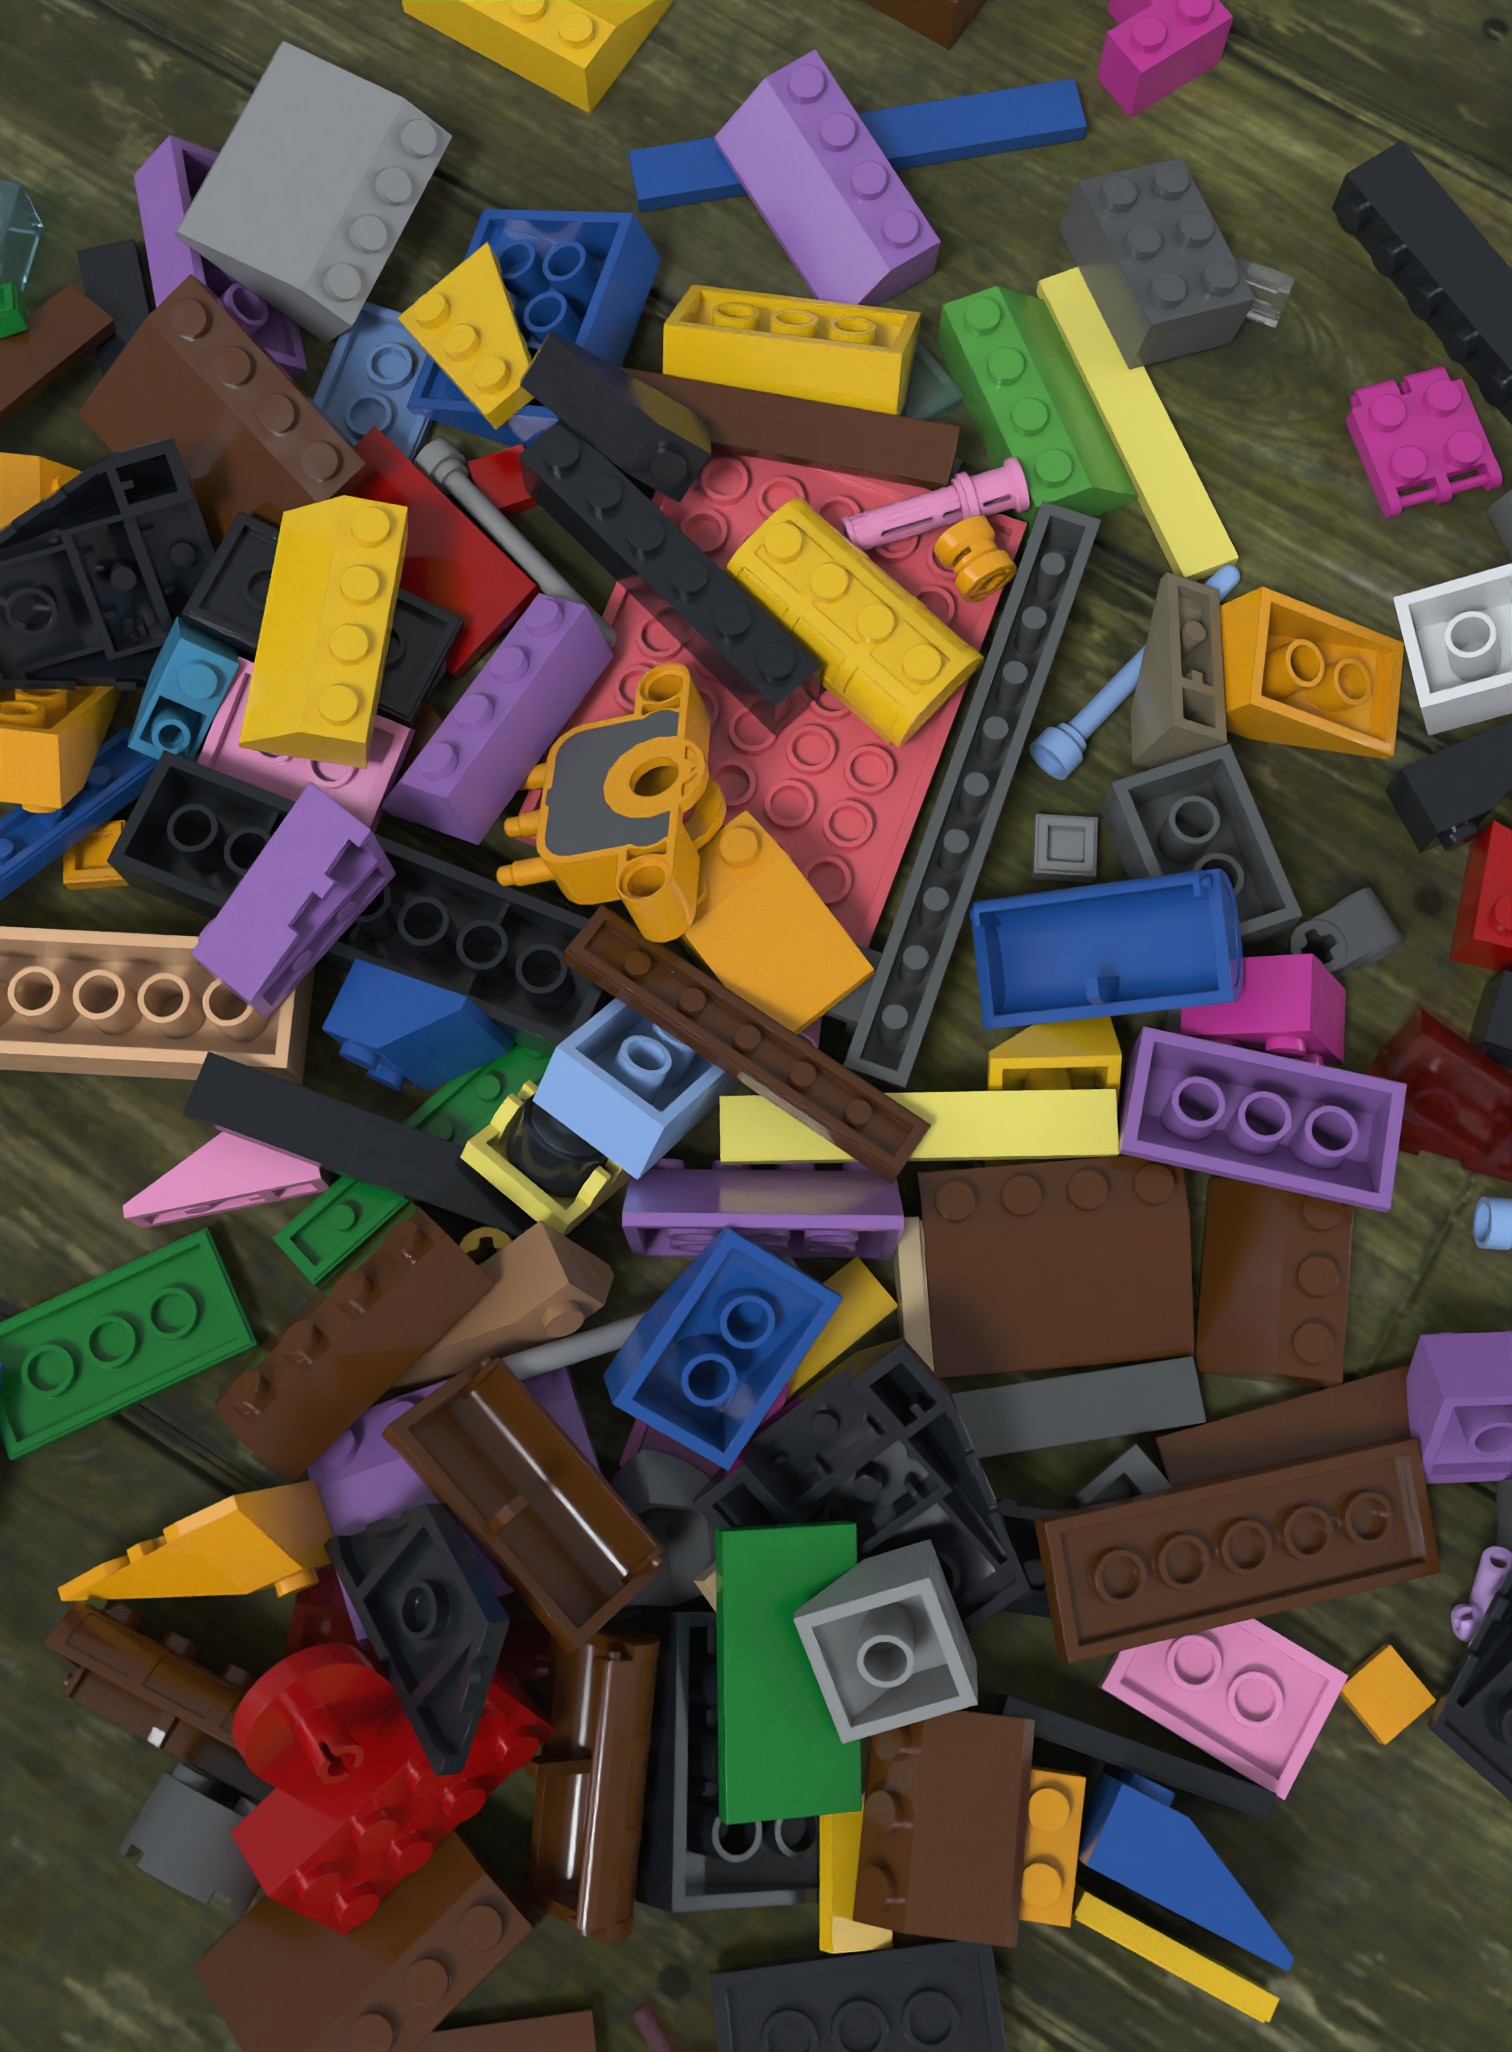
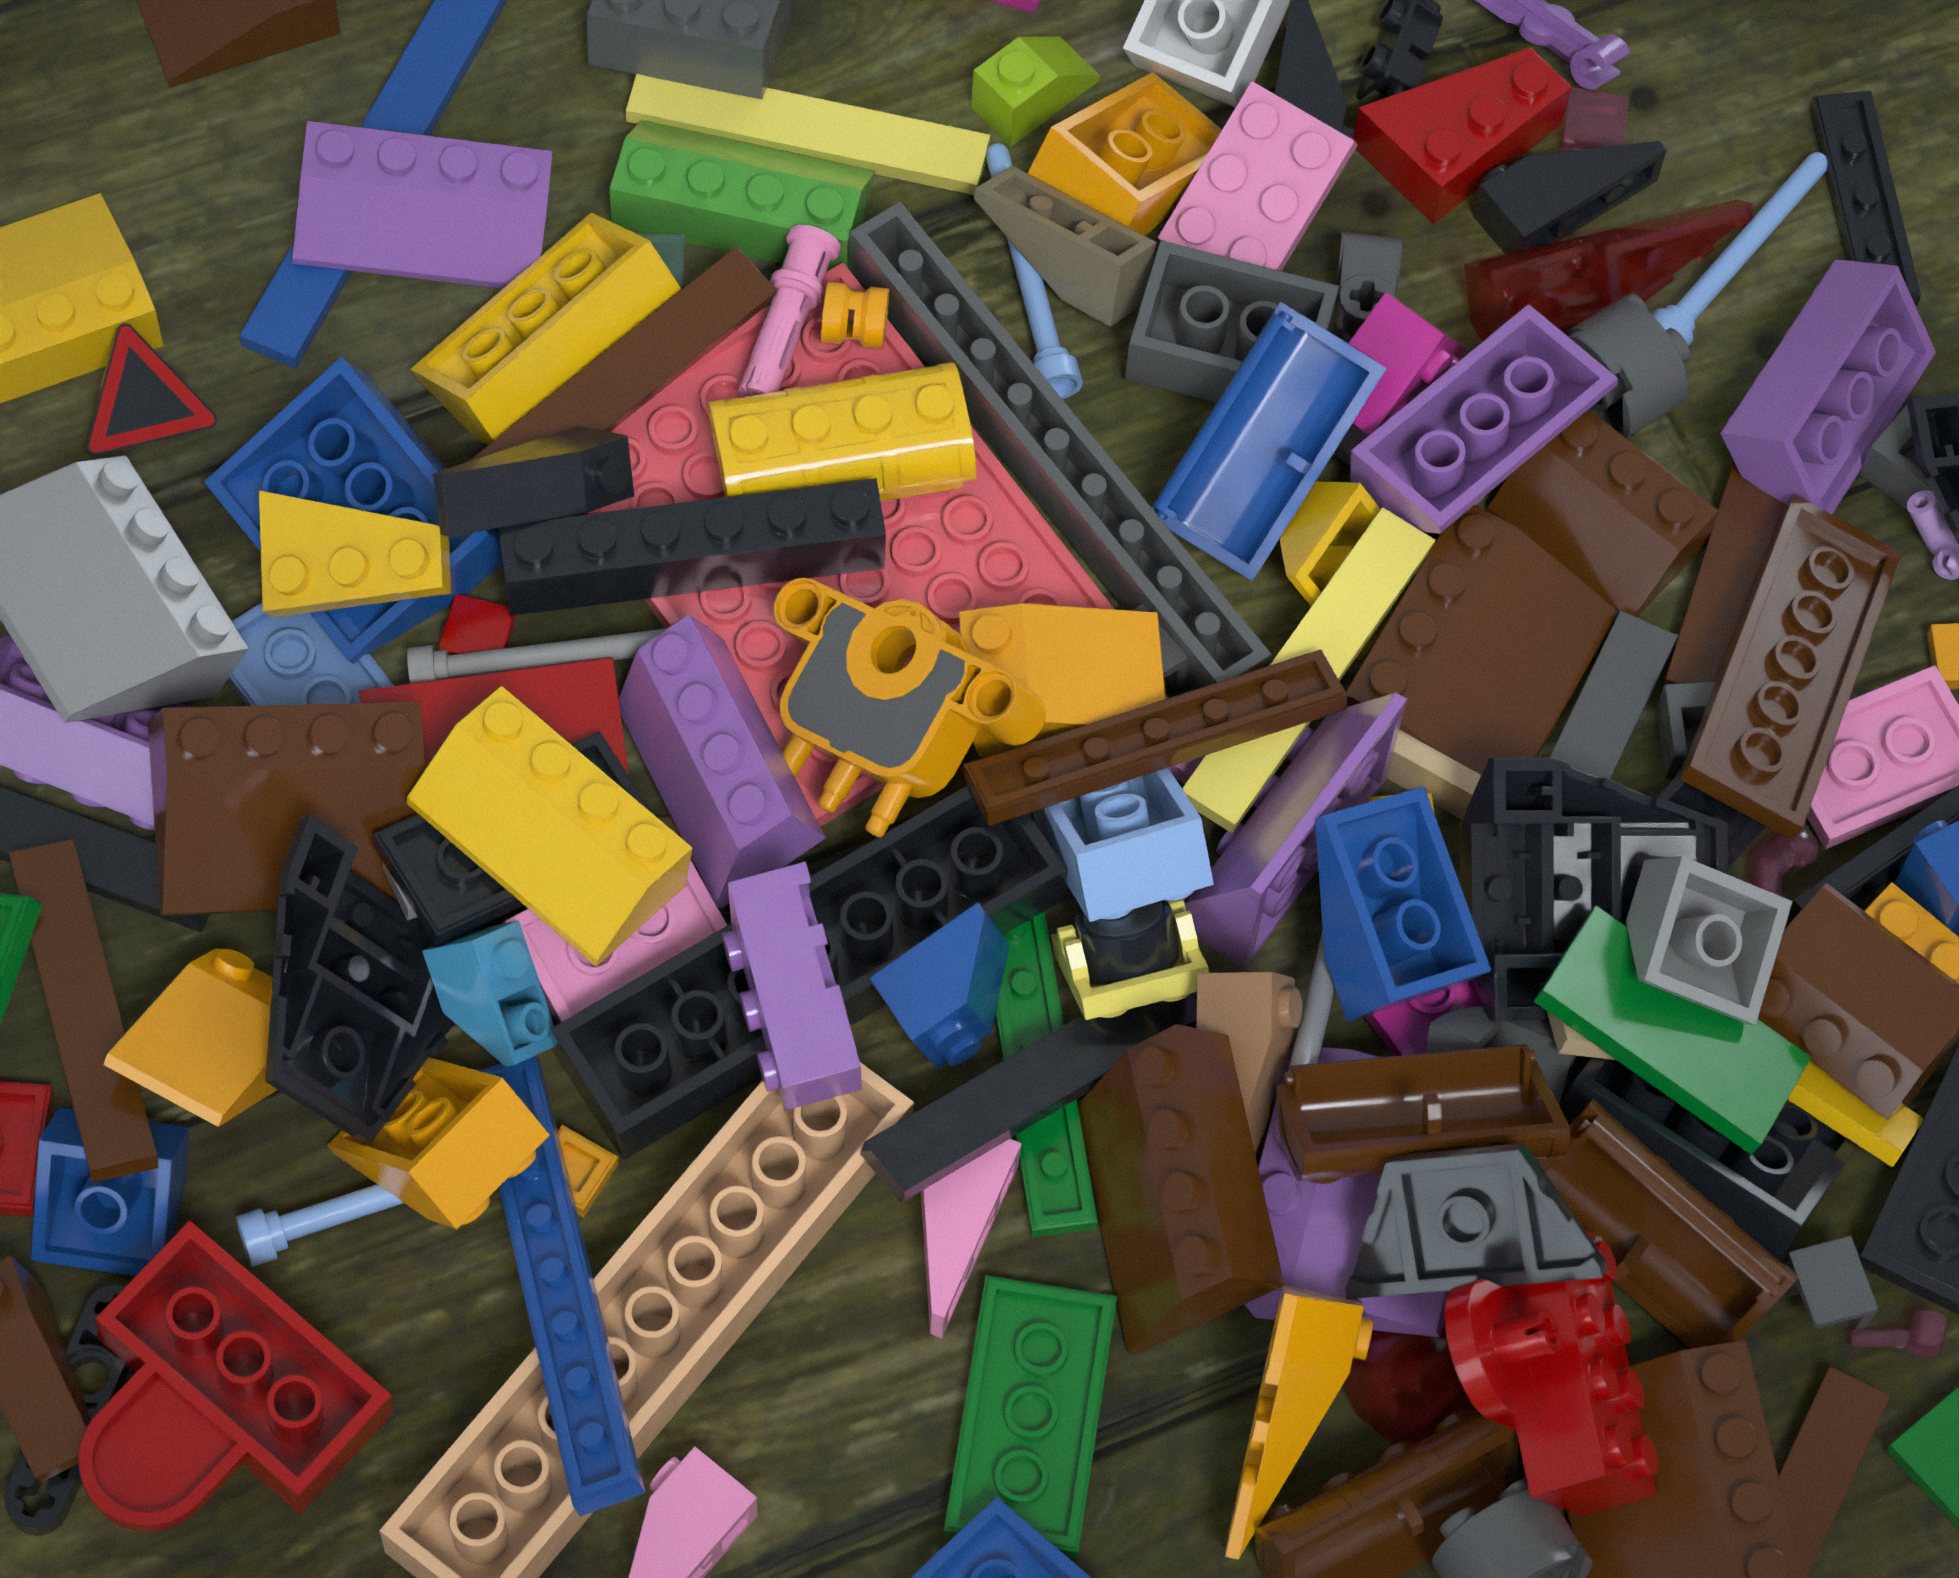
camera: 60 degrees left, 10 degrees down
(518, 120) = (141, 399): none -> piece
(659, 1966) = (1832, 1284): none -> dark grey panel
(1039, 1649) = (1779, 856): none -> clear pink arm
(1064, 848) = (1138, 427): light grey tile -> none
(1312, 555) = (1028, 84): none -> lime slope
(1355, 791) = (1260, 182): none -> bright pink plate
(1429, 1212) = (1641, 357): none -> dark grey brick

